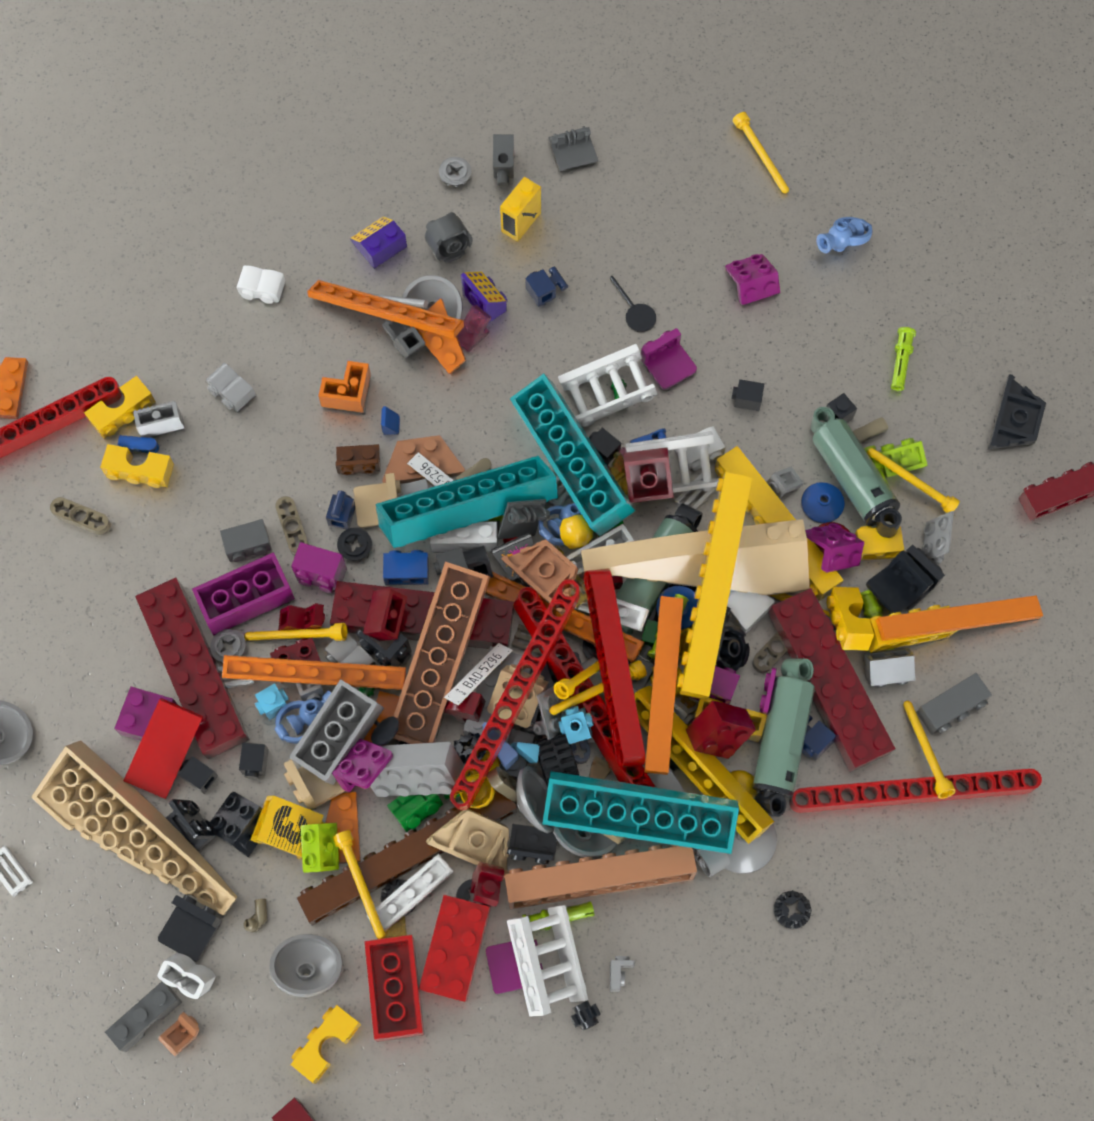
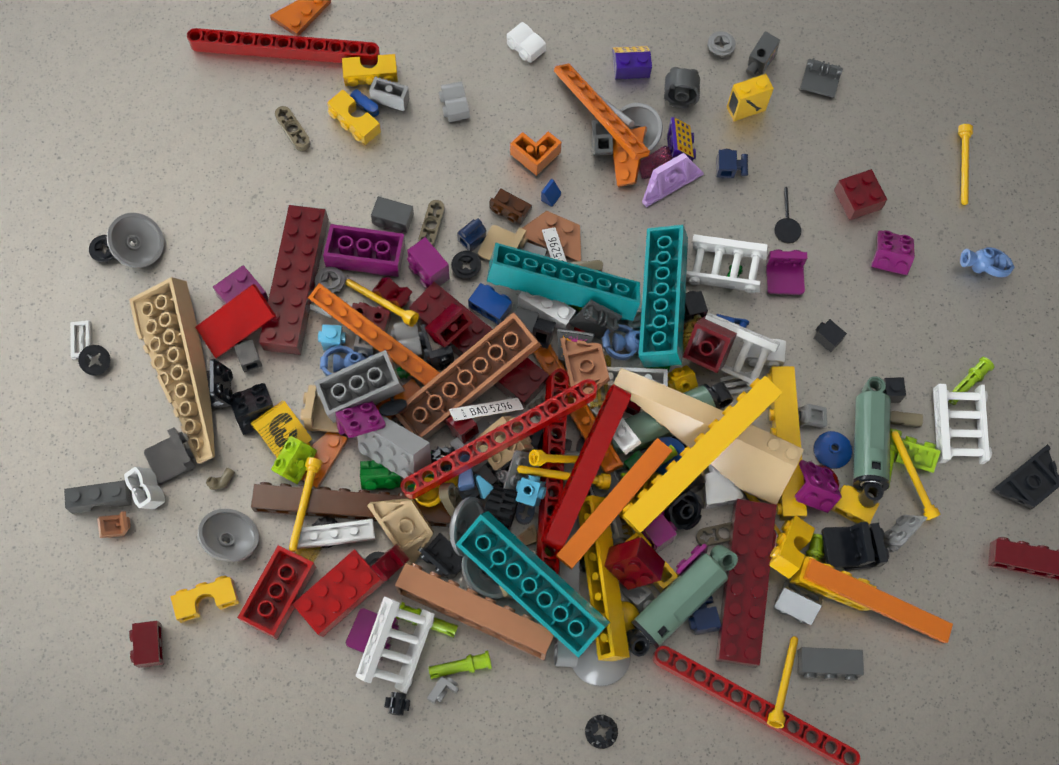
camera: 30 degrees right, 0 degrees up
(48, 874) = (94, 369): none -> black gear
(253, 760) = (292, 370): black brick -> none
(497, 334) = (670, 178): none -> lavender wing
(575, 532) = (627, 353): yellow hair -> none
(627, 930) = (469, 664): none -> lime pin
(642, 524) = (682, 379): none -> yellow brick
(686, 241) = (860, 194): none -> dark red brick
(743, 759) = (639, 596): none -> light grey bracket
(913, 422) = (944, 432): none -> white fence

